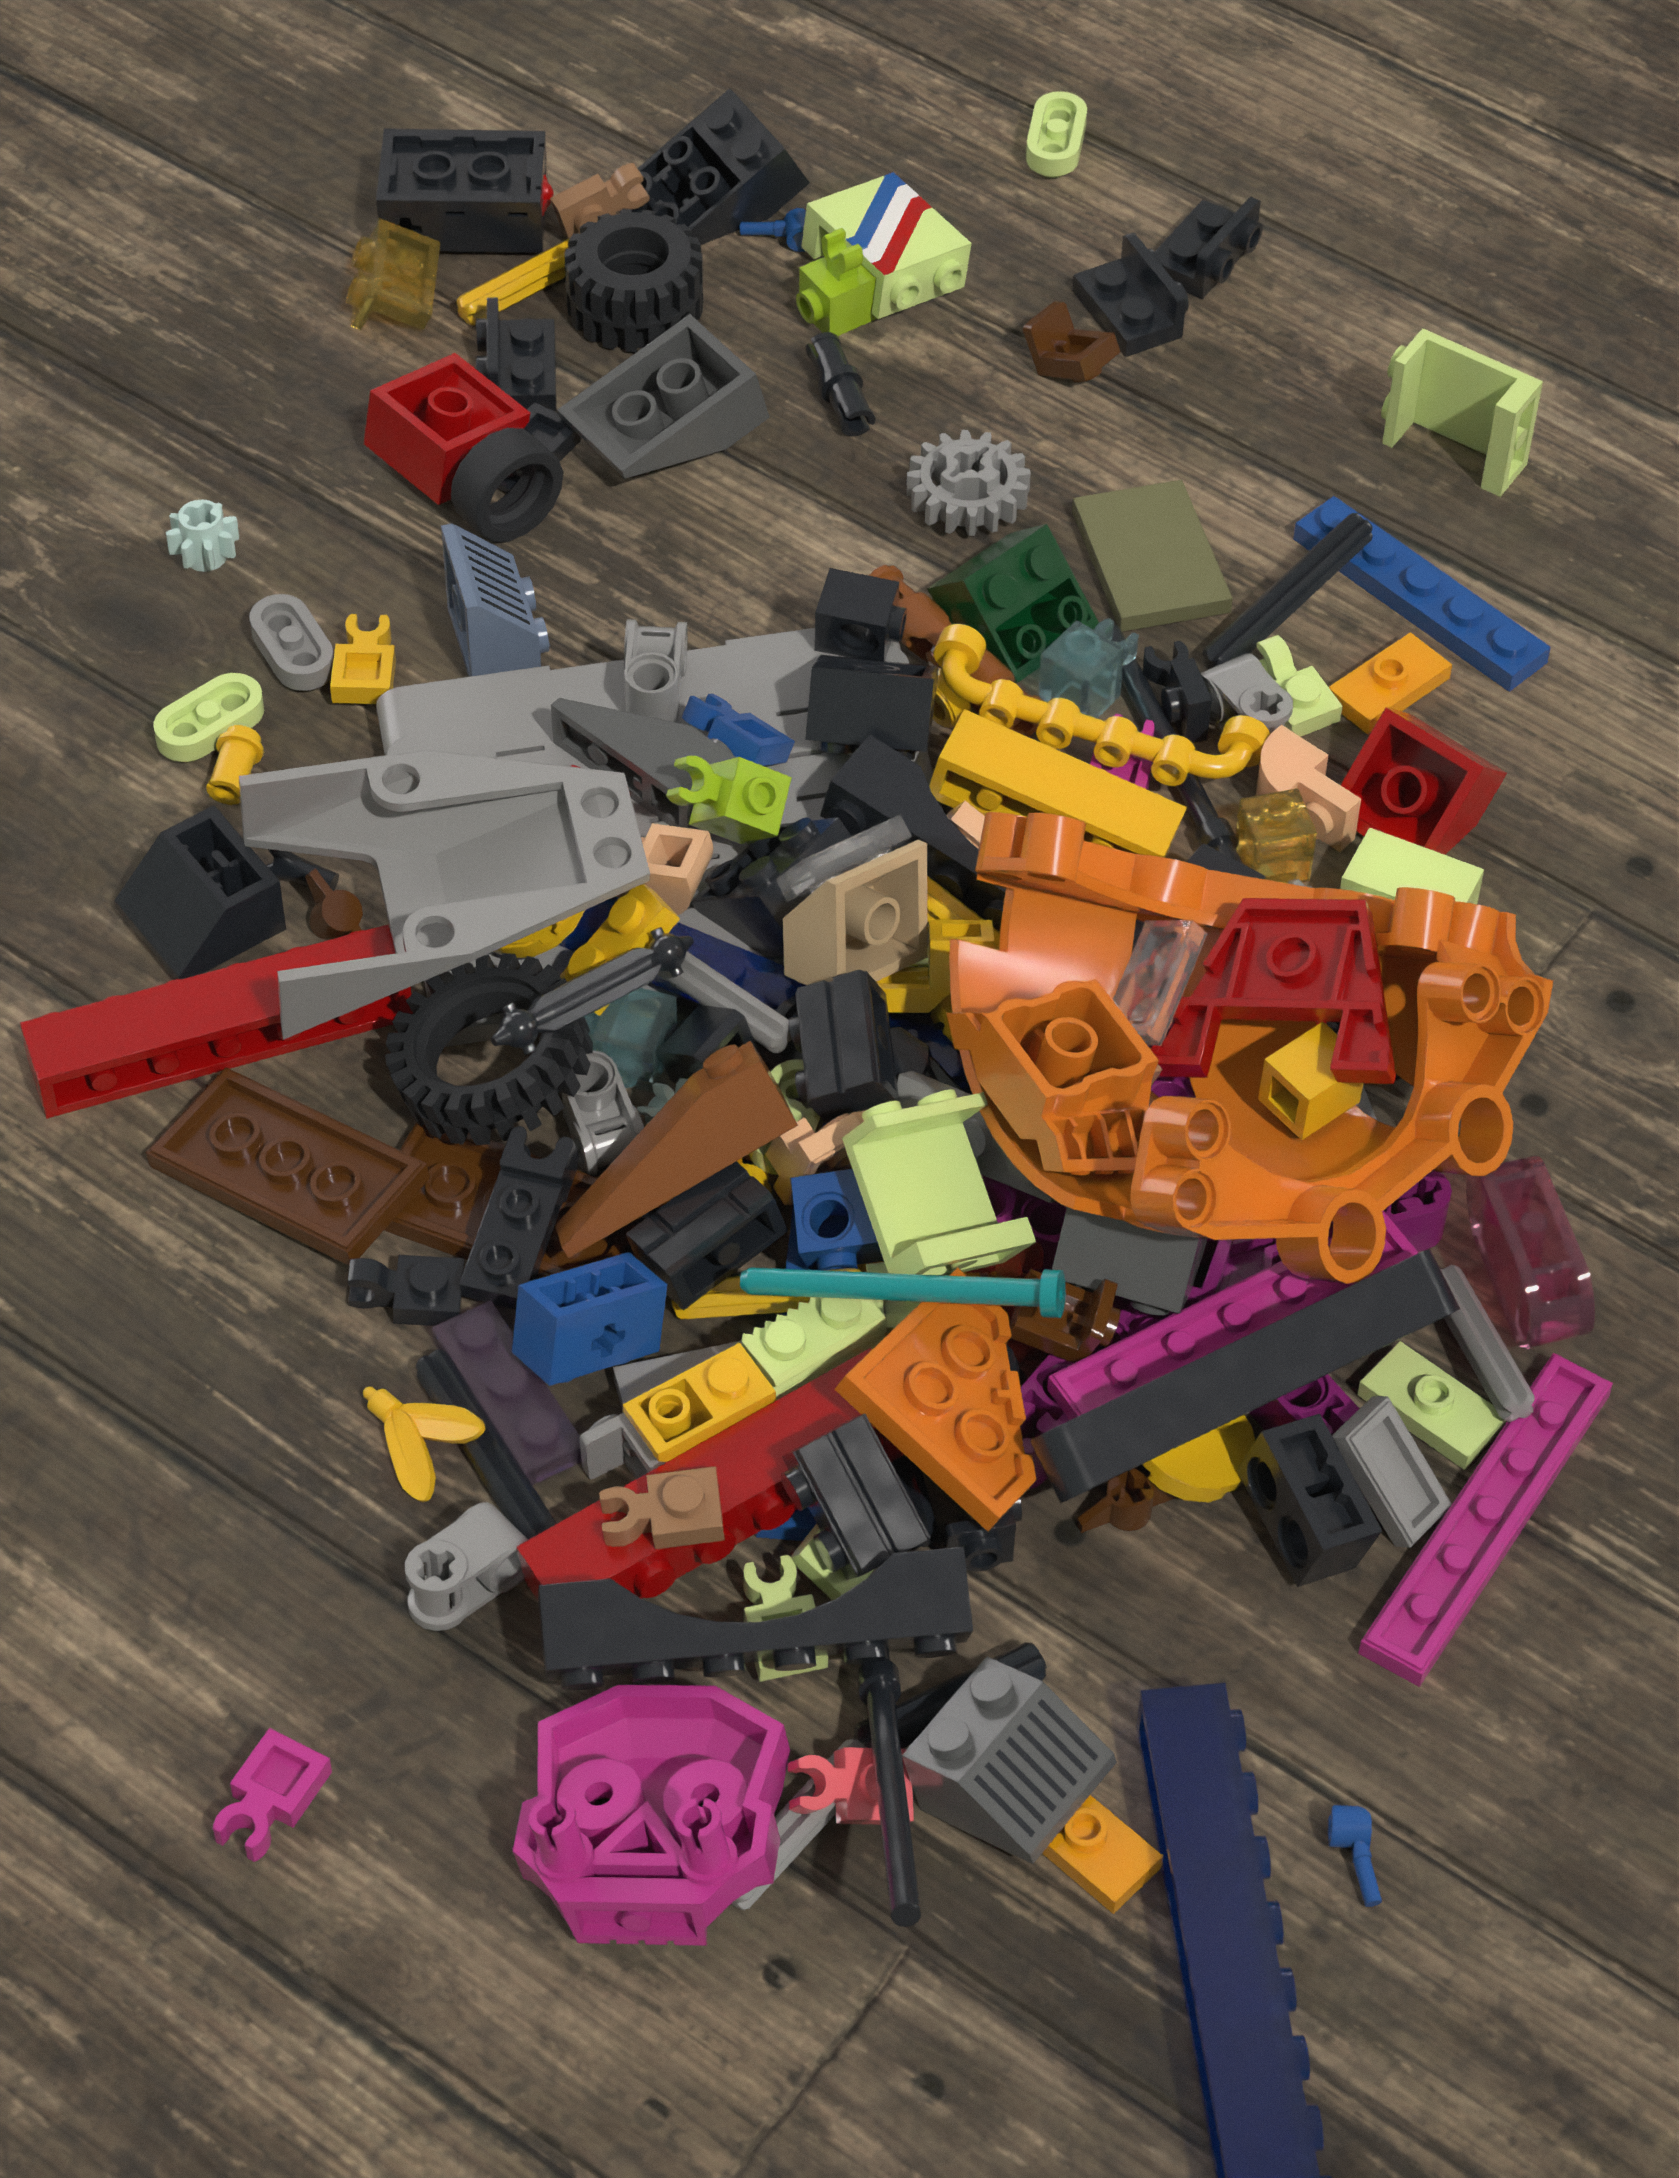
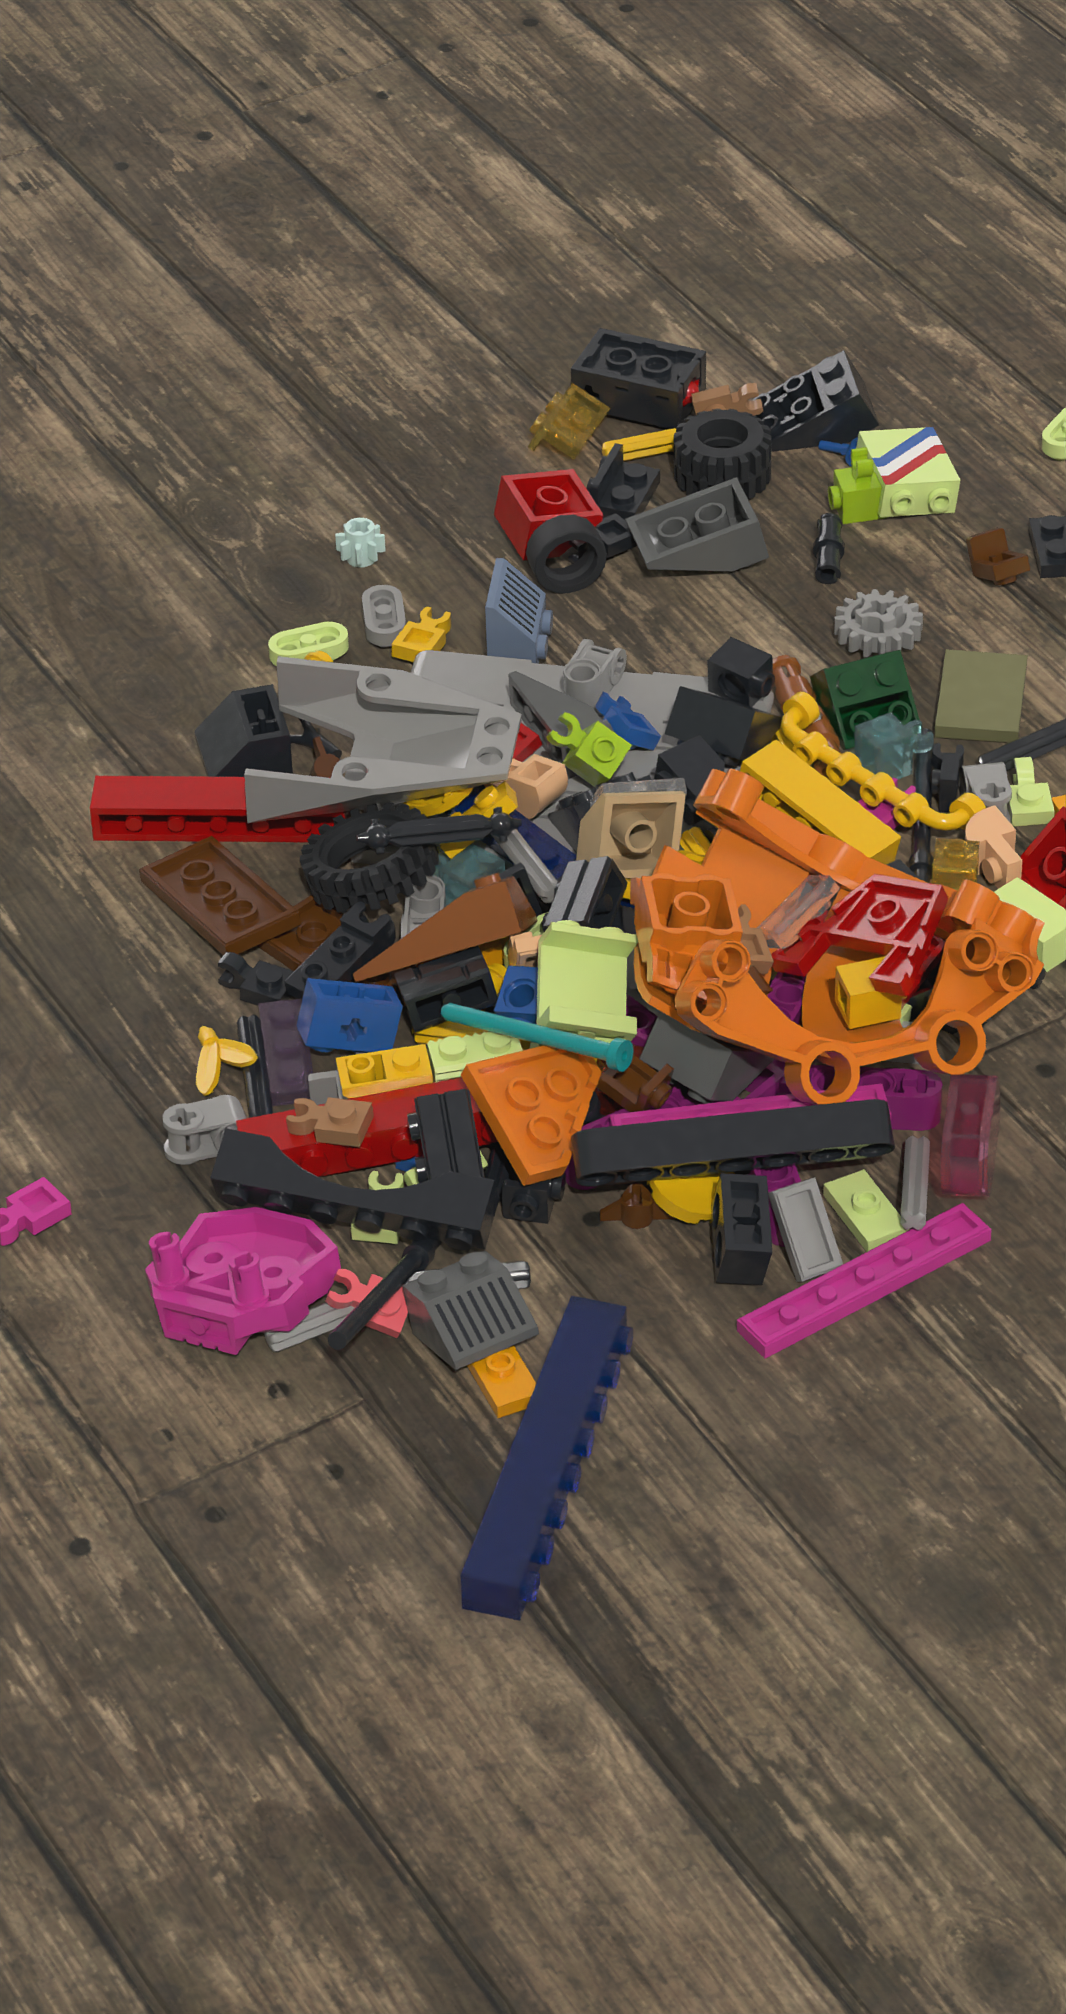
camera: 25 degrees right, 10 degrees down
(1352, 1829) = (668, 1414): blue hand -> none

